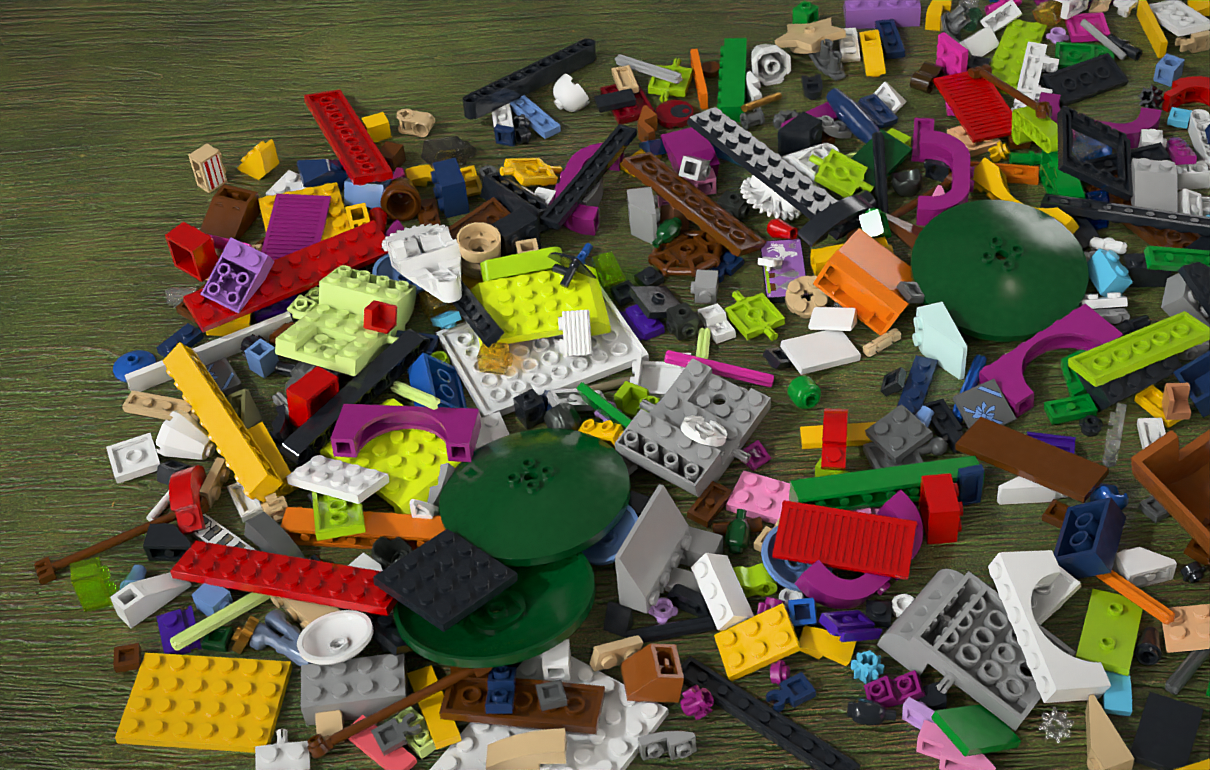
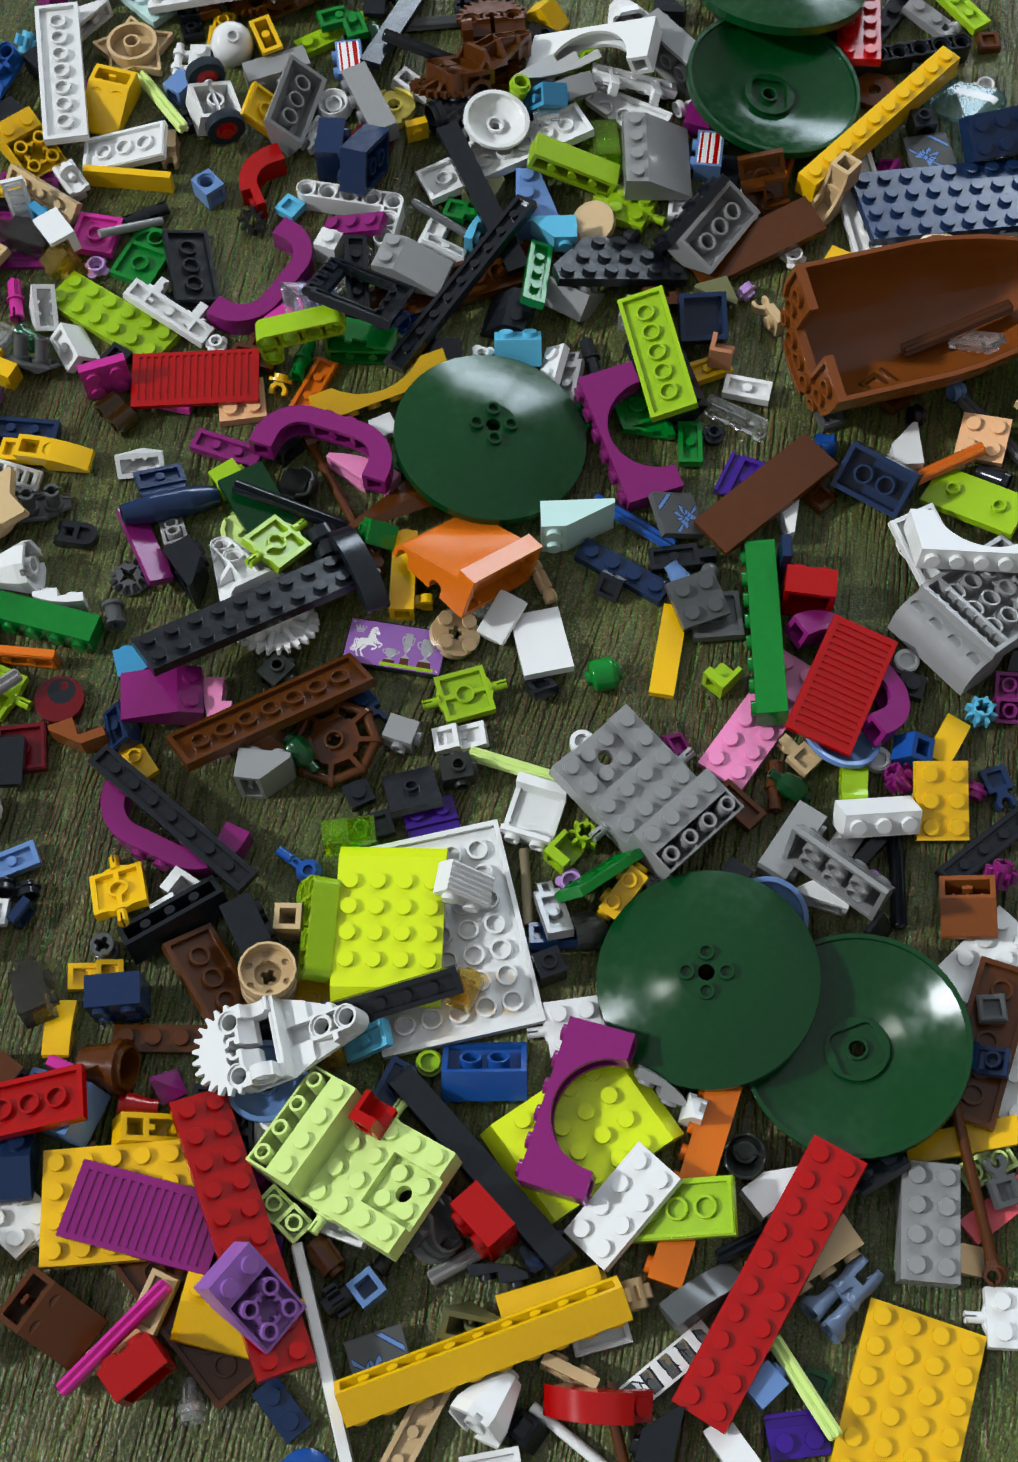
camera: 80 degrees left, 20 degrees up
(243, 634) = (830, 1346): pearl gold plate -> none
(335, 637) = (861, 1226): white dish -> none
(415, 395) = (514, 1090): yellowish green axle -> none
(445, 579) = (837, 1091): black plate -> none
(571, 265) = (366, 871): shield -> none
(613, 653) = (928, 932): tan plate -> none
(694, 168) = (216, 692): light grey brick -> none
(704, 432) = (673, 778): white tile -> none
(722, 369) = (550, 749): dark pink axle -> none
(761, 102) = (90, 595): pearl gold bar -> none
(770, 262) = (390, 656): white piece -> none
(781, 230) = (334, 631): red cone -> none
(834, 439) = (694, 651): red arch -> none
(850, 626) = (938, 711): dark purple plate -> none
(911, 292) = (503, 527): dark grey tile -> none
(986, 72) = (145, 353): reddish brown hinge -> none
(1108, 244) = (480, 333): white axle -> none

